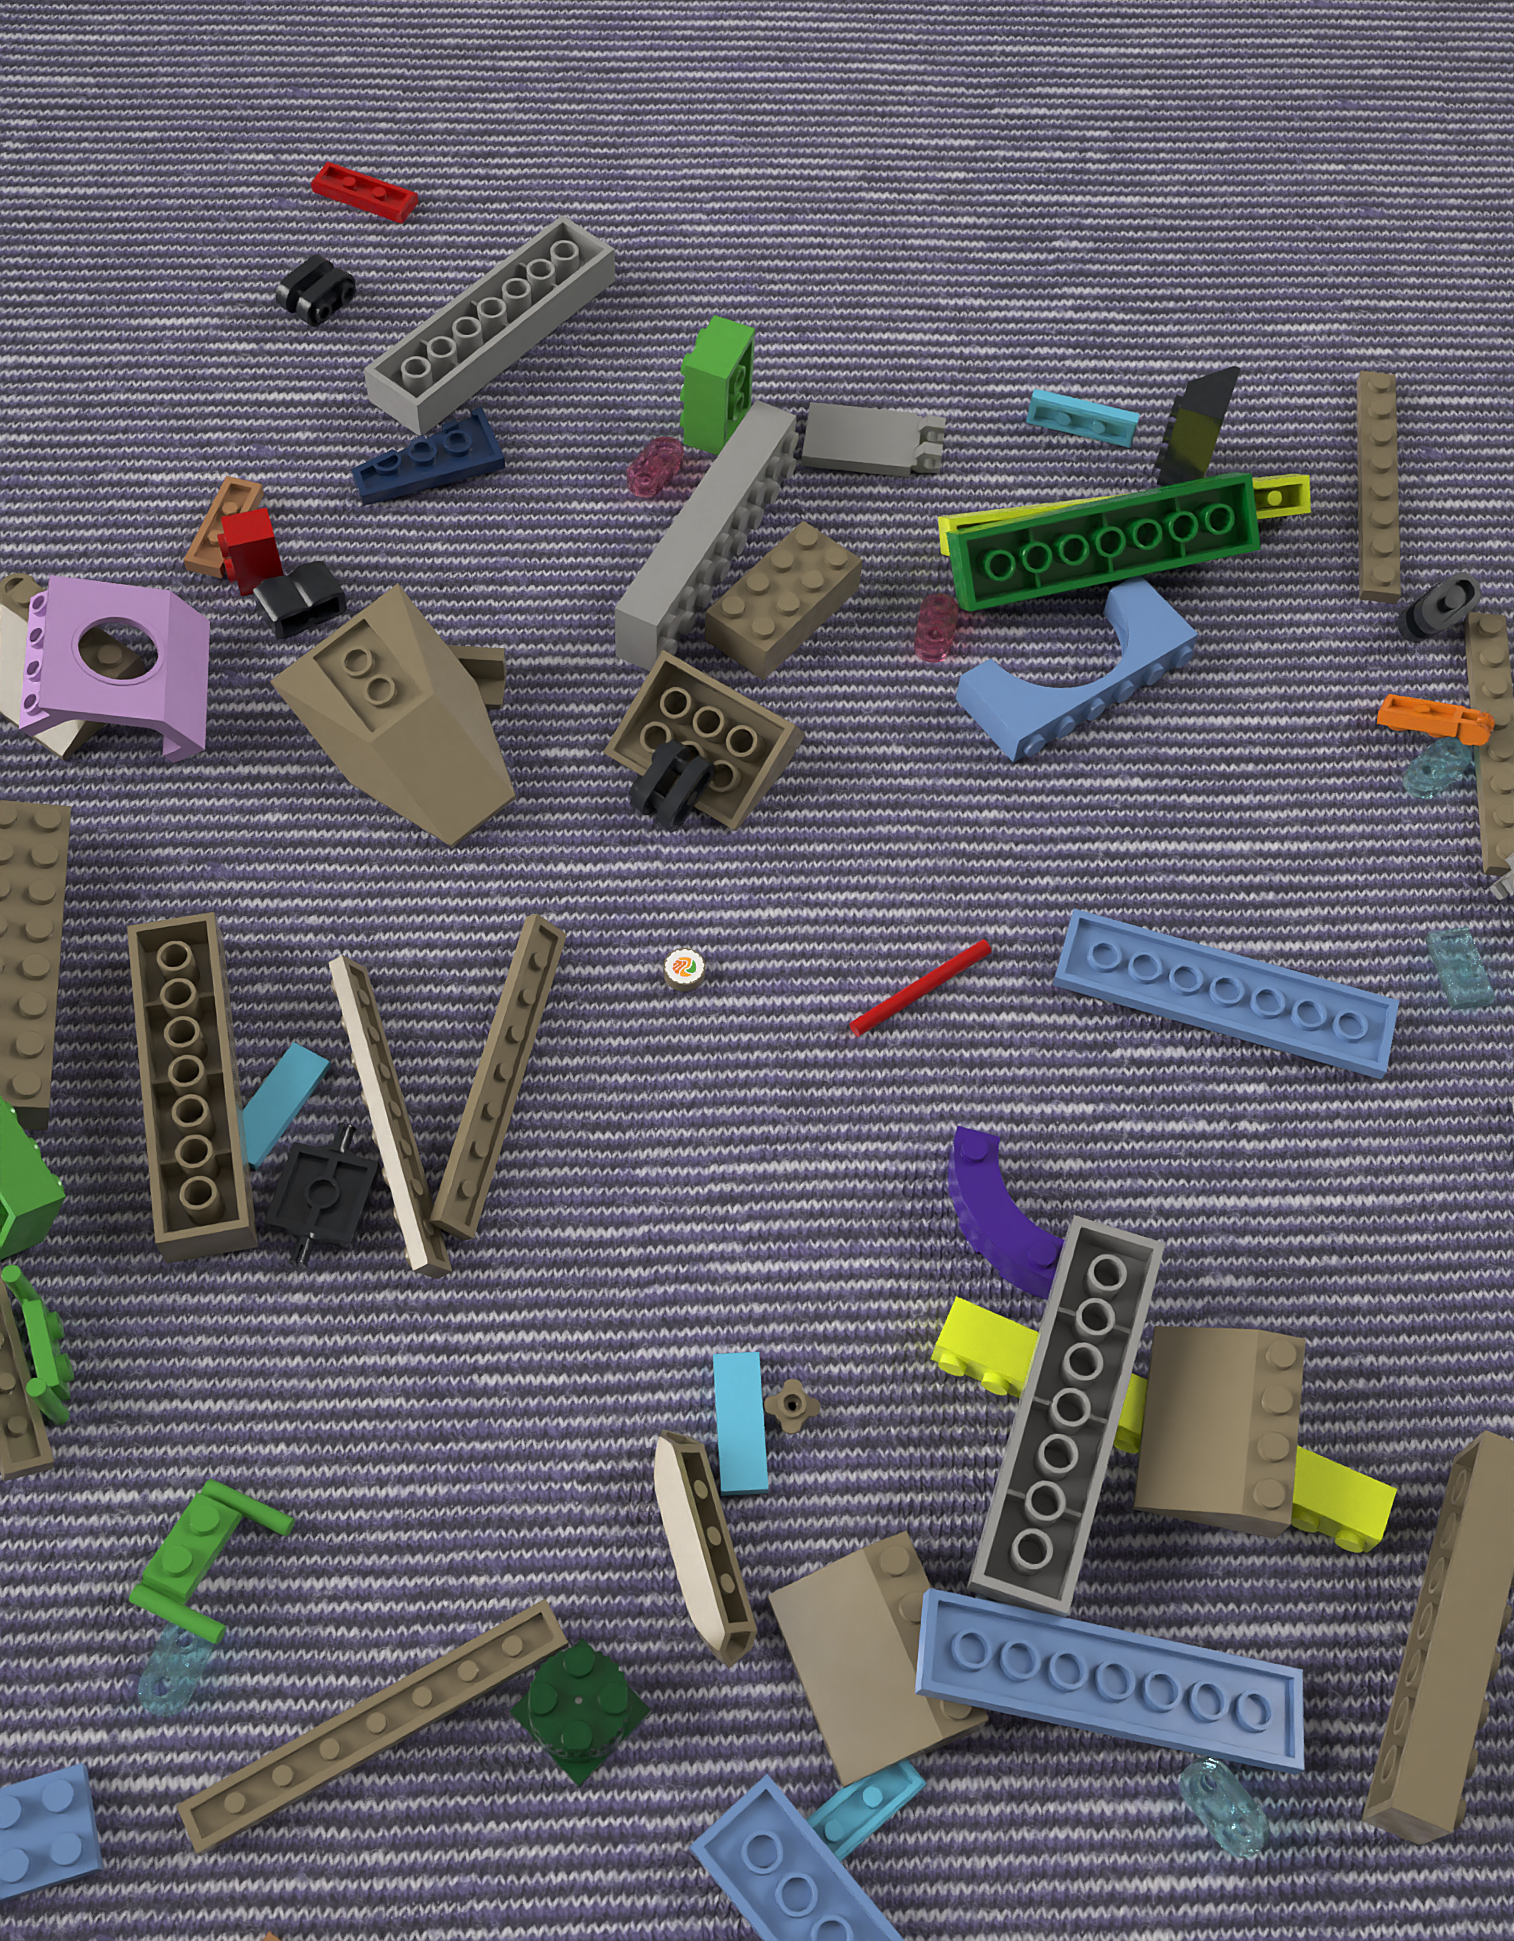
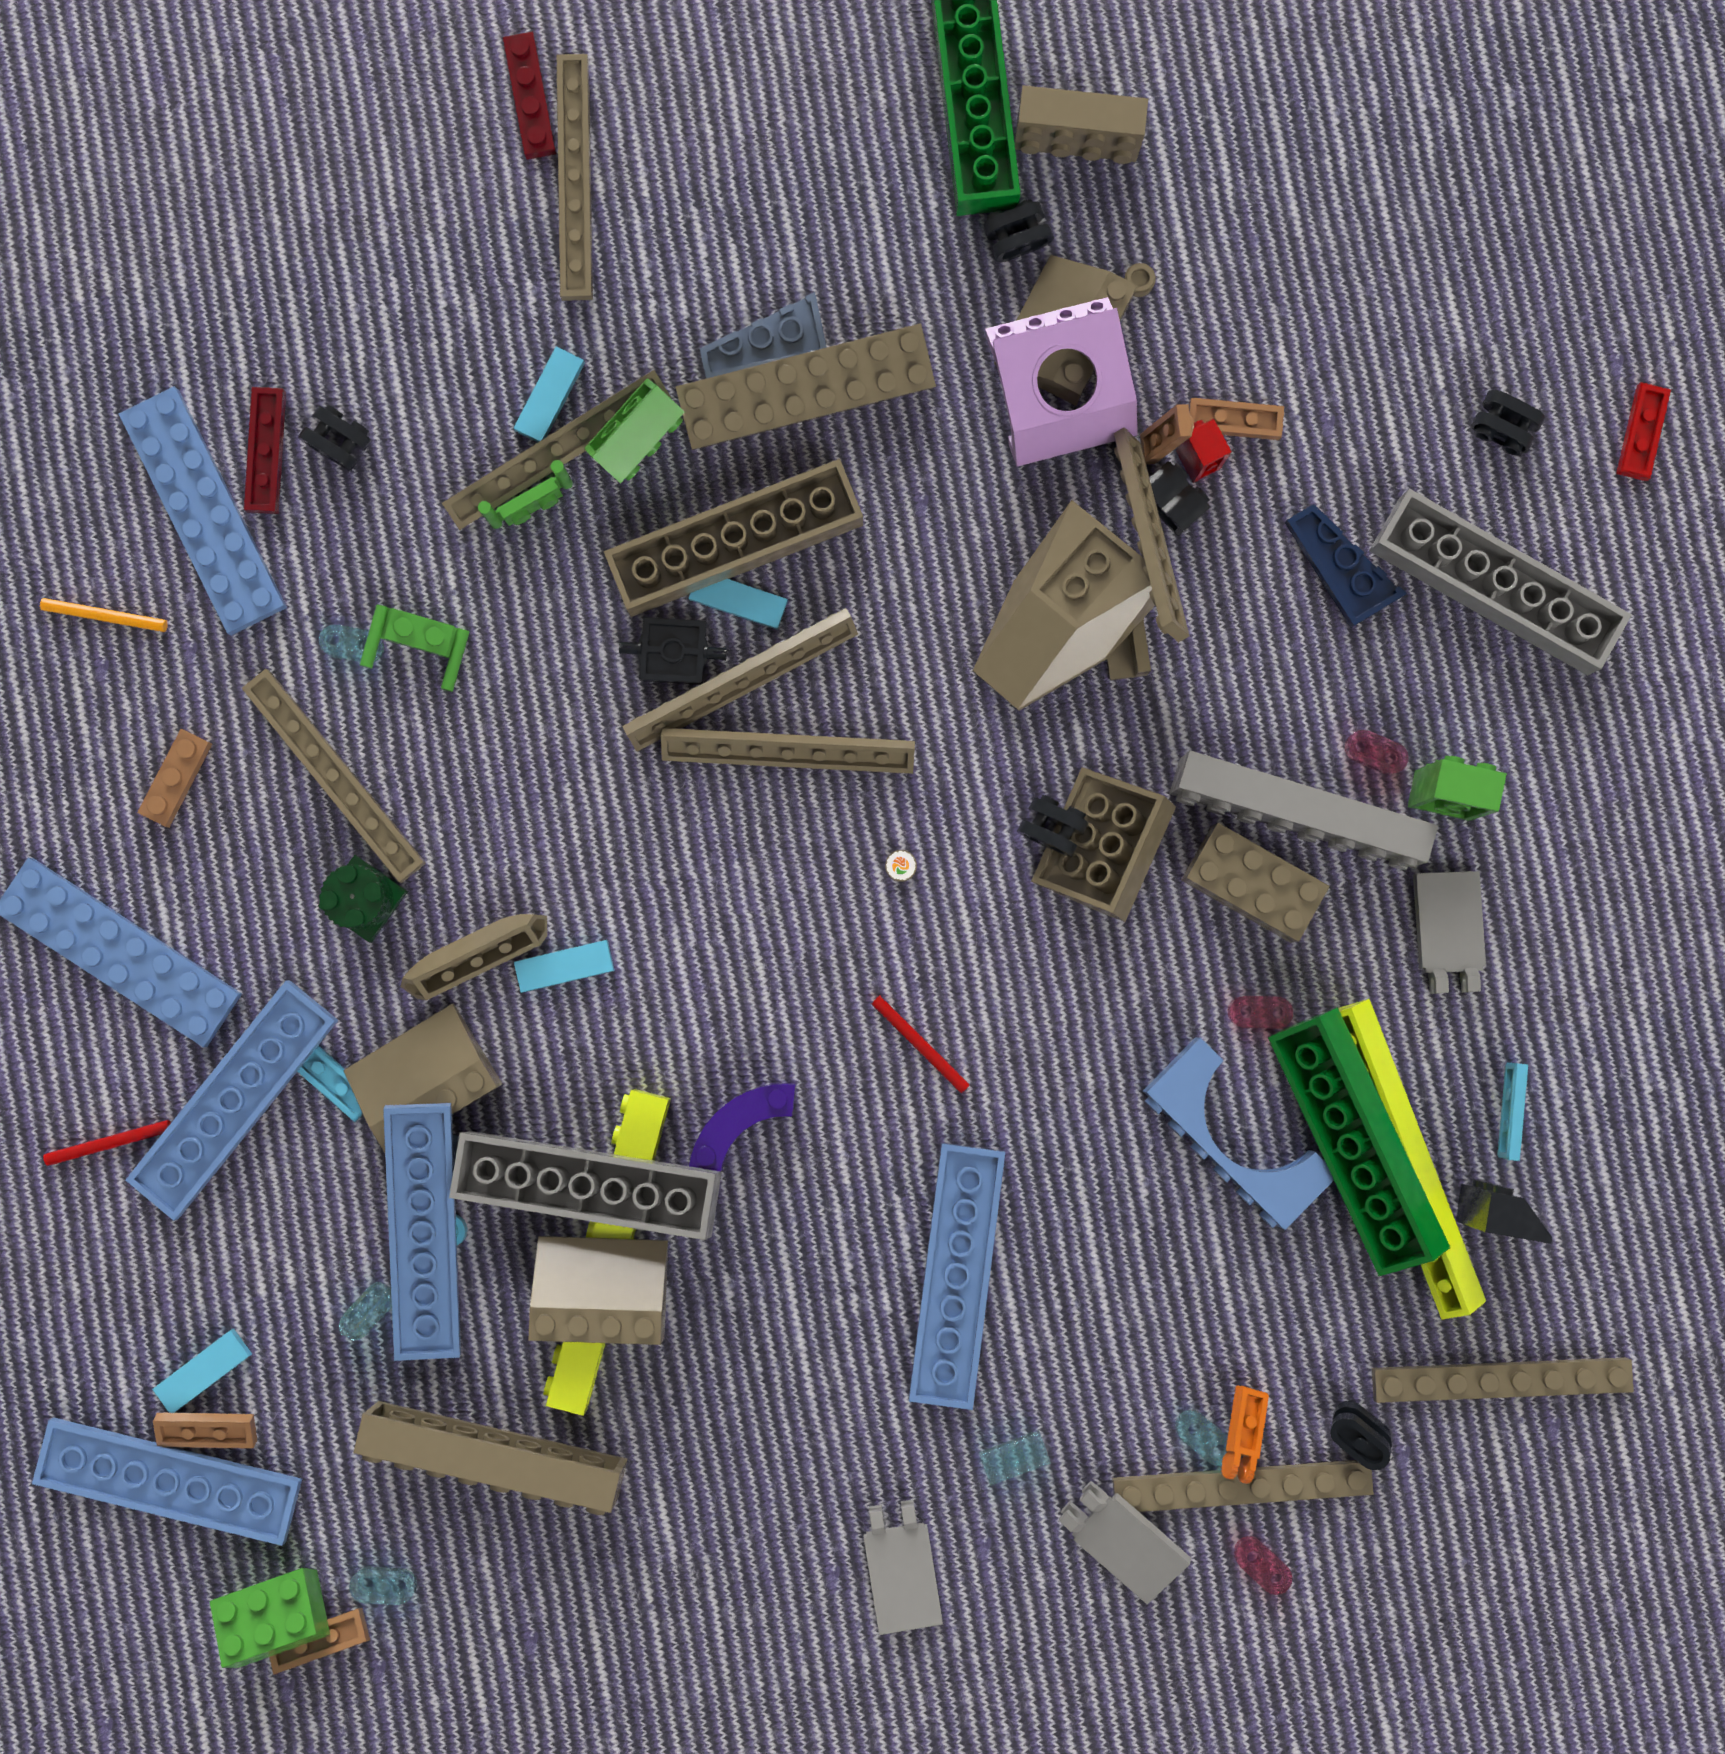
camera: 85 degrees right, 25 degrees up
(221, 574) = (1167, 433): none -> medium nougat plate
(353, 590) = (1151, 536): none -> dark tan plate
(791, 1420) = (580, 1008): dark tan plate -> none

